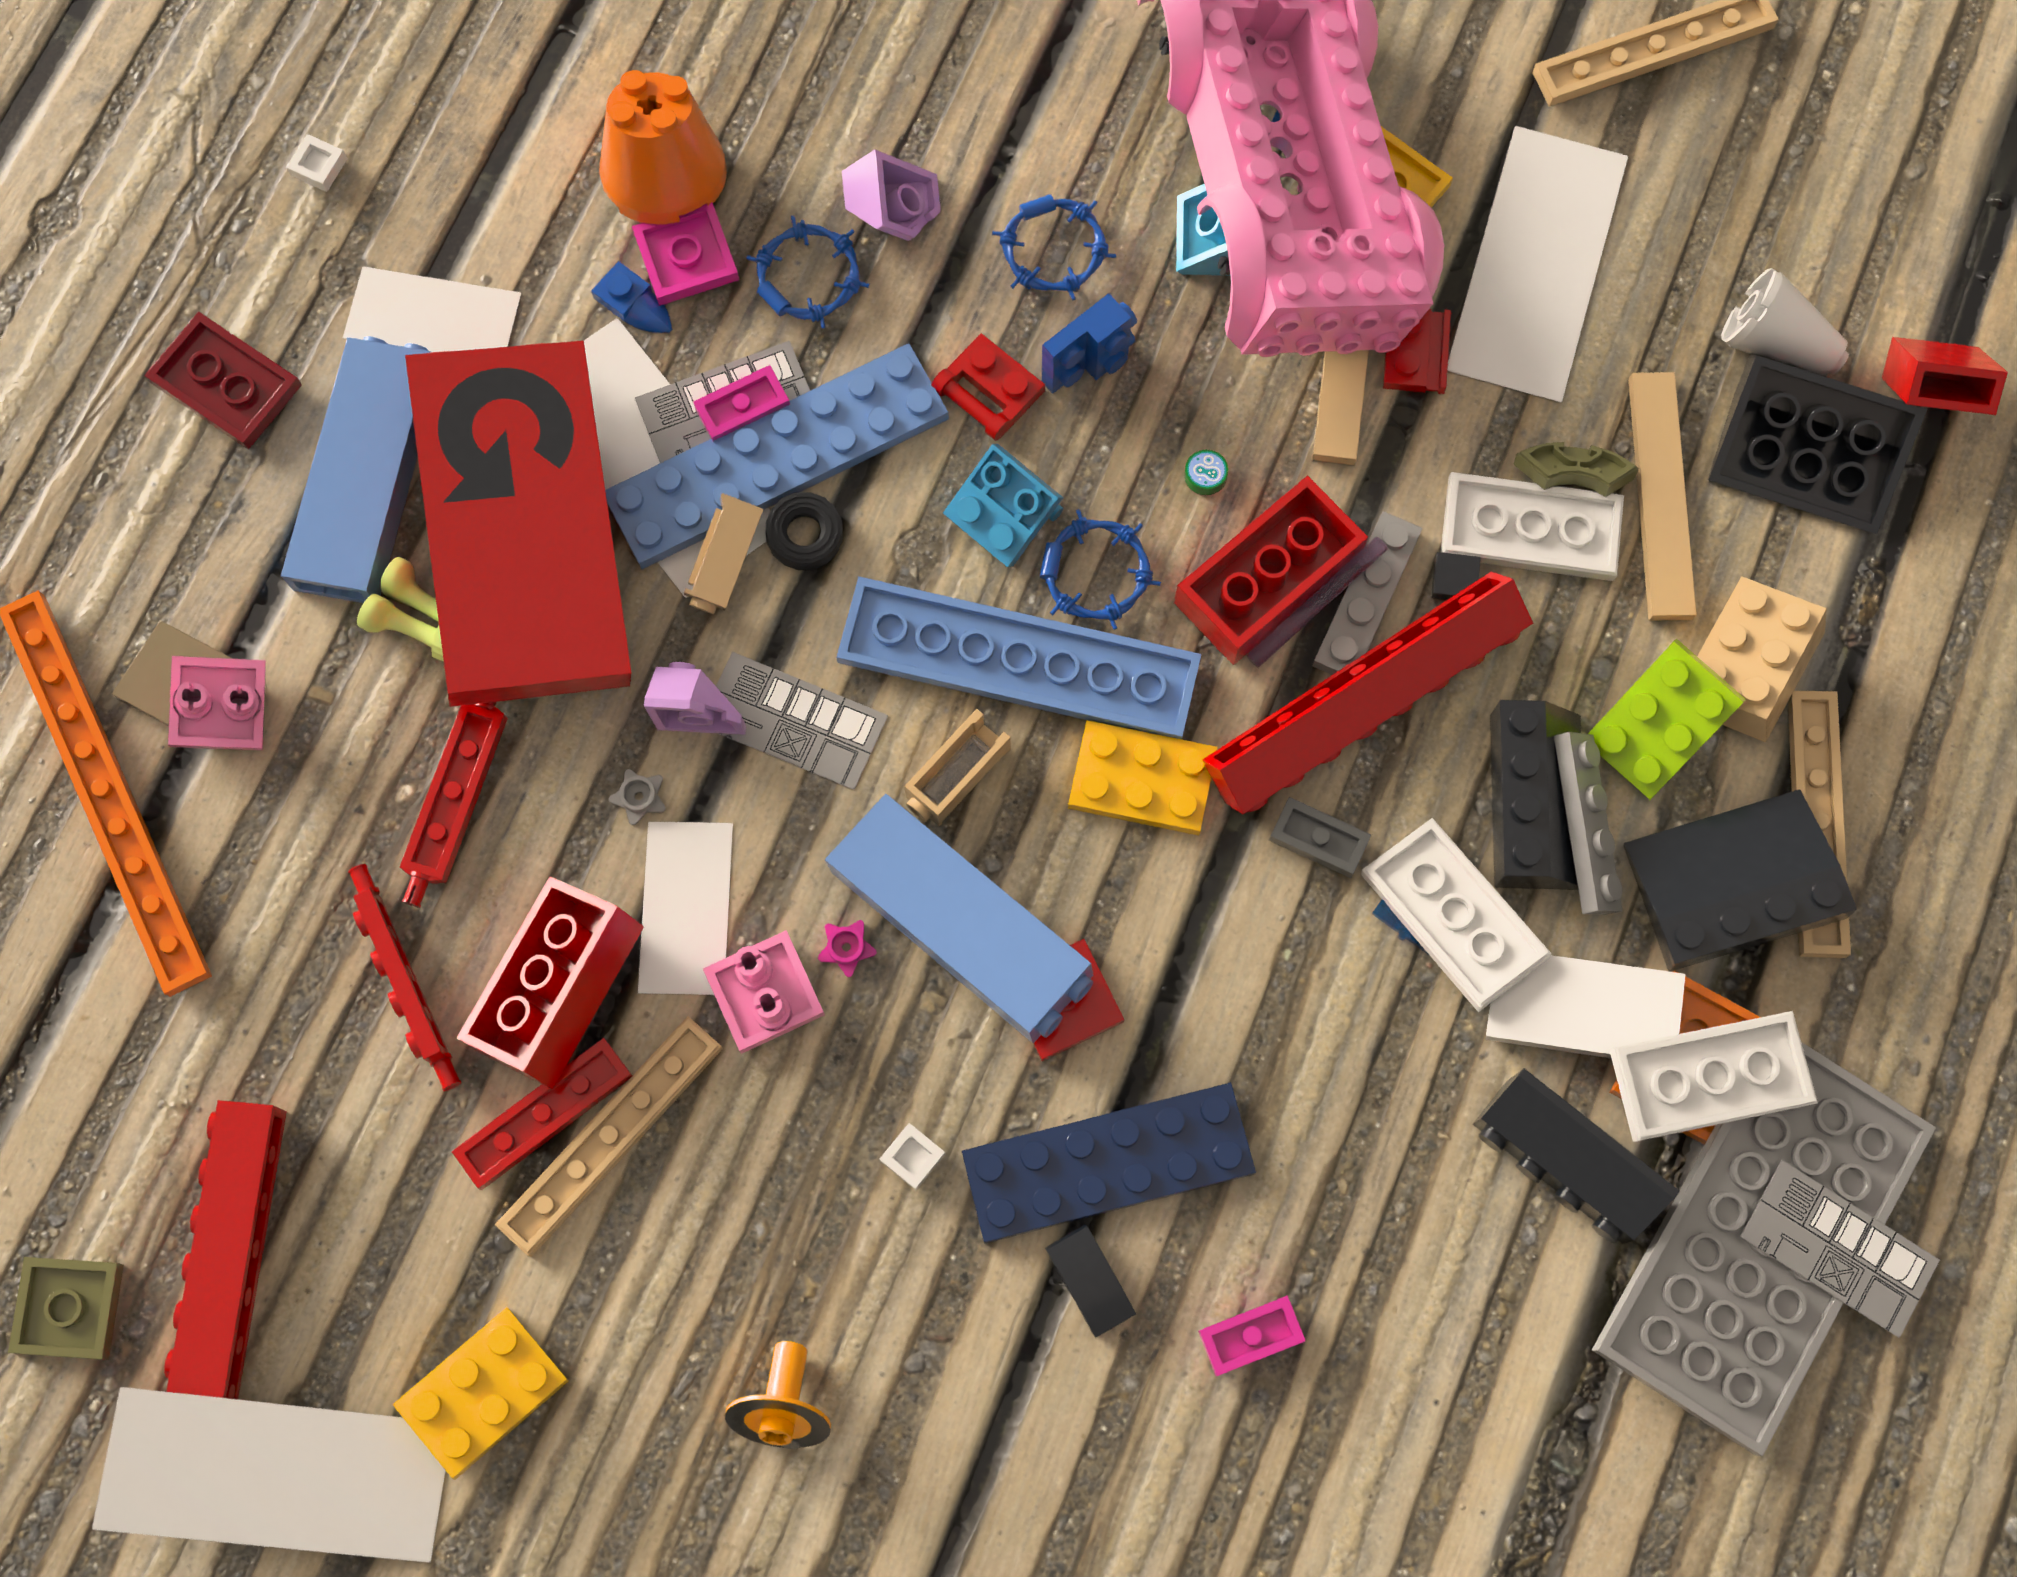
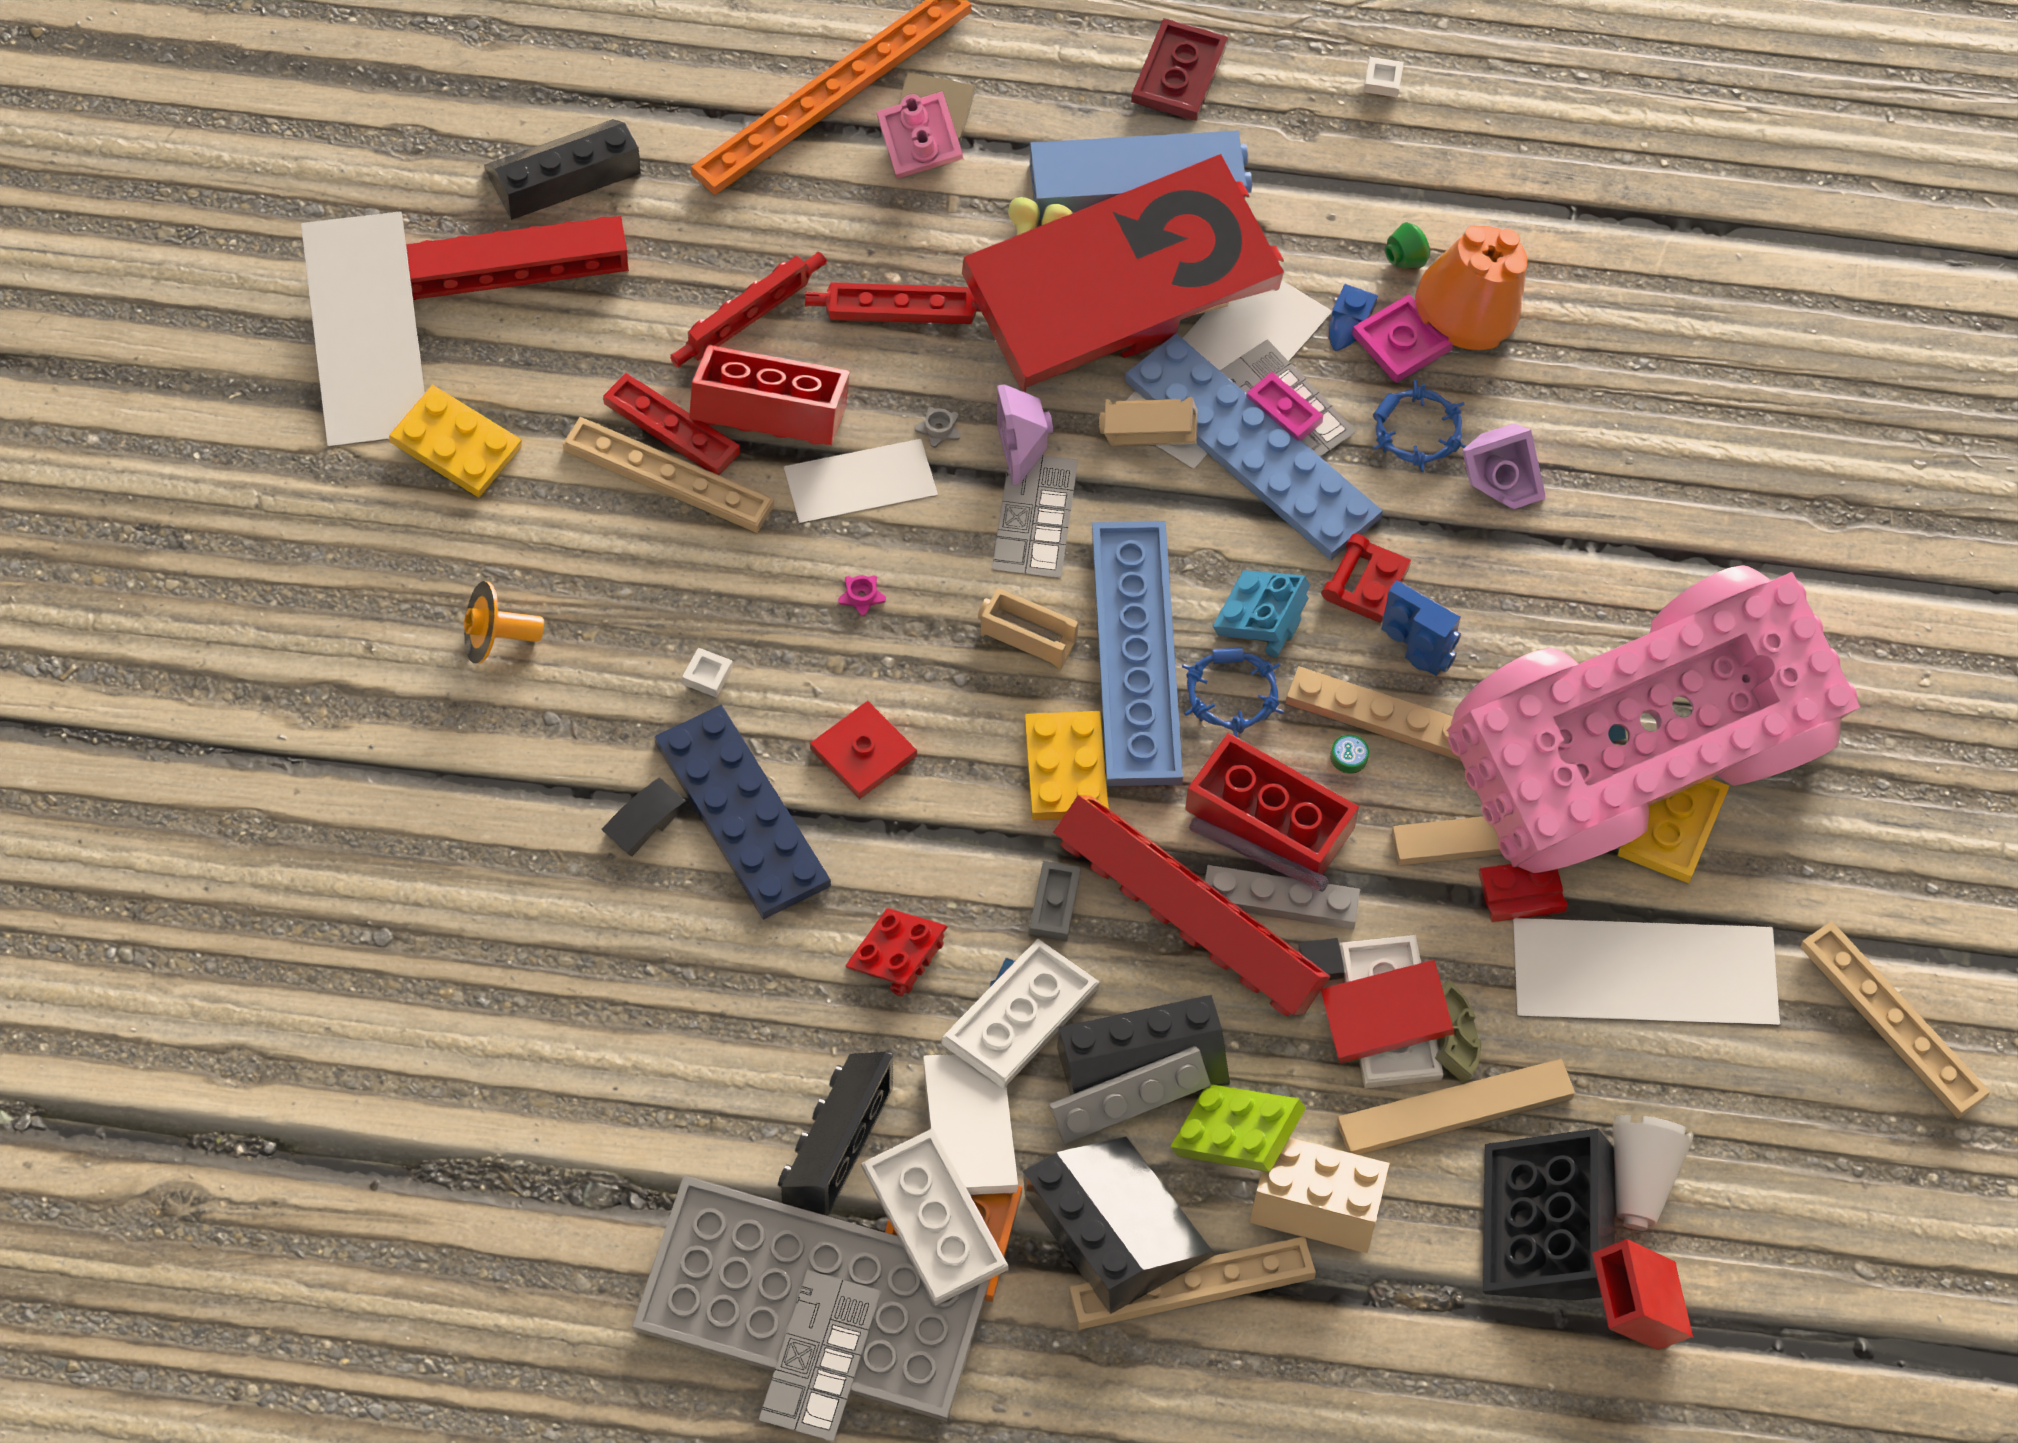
camera: 70 degrees right, 15 degrees down
(66, 1308) = (450, 178): olive tile -> none
(101, 1155) = (565, 168): none -> black slope
(430, 312) = (1287, 189): white sticker -> none
(566, 207) = (1407, 247): none -> green cone
(763, 991) = (807, 542): bright pink plate -> none
(804, 505) = (1198, 459): black tyre -> none
(961, 919) = (903, 653): medium blue brick -> none
(1039, 207) = (1536, 569): blue piece -> none
(1166, 422) = (1371, 711): none -> tan plate
(1251, 1336) = (631, 937): dark pink plate -> none
(1339, 1030) = (898, 949): none -> red hinge
(1550, 525) = (1387, 1011): none -> red tile

